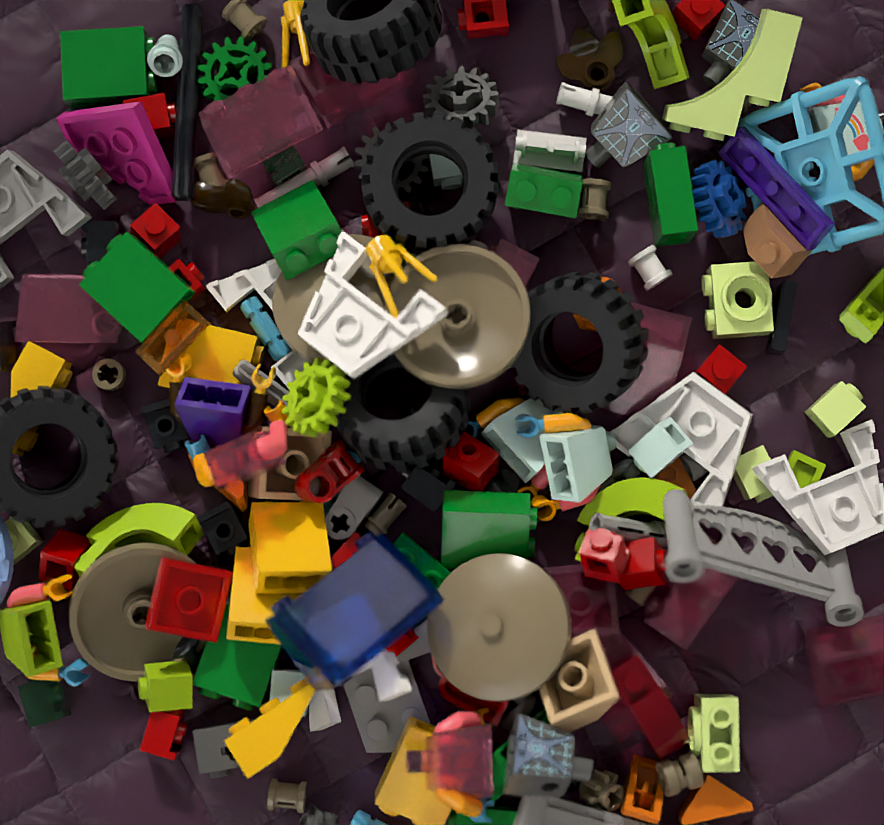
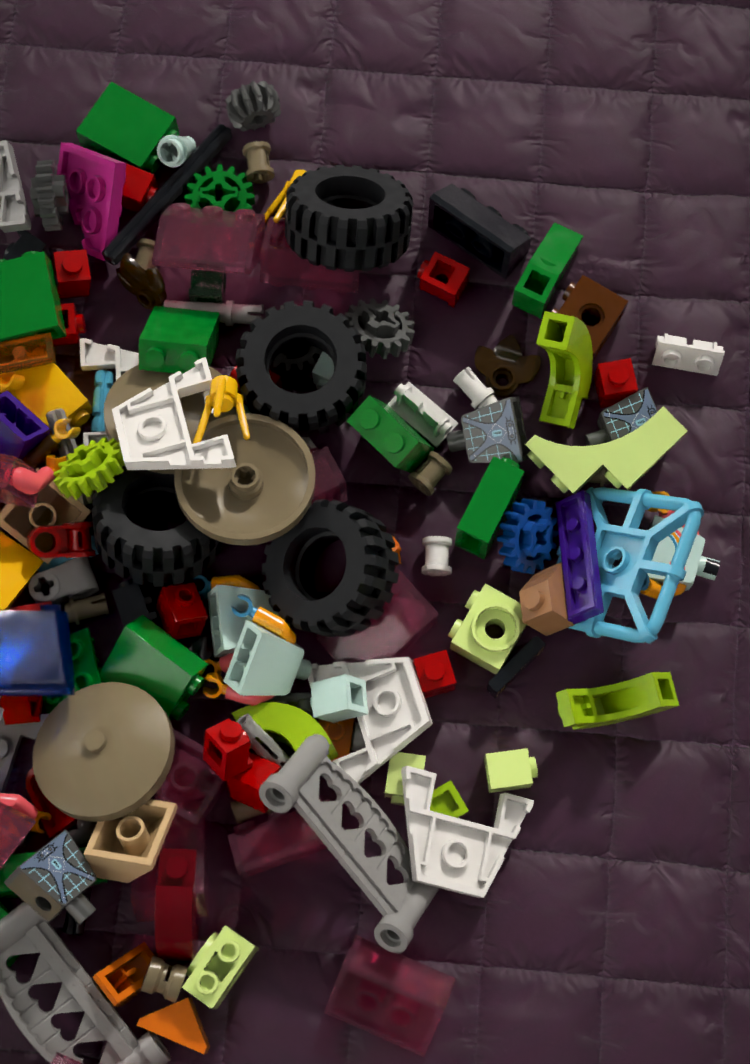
camera: 30 degrees right, 10 degrees down
(602, 791) = (93, 950): dark tan gear -> none

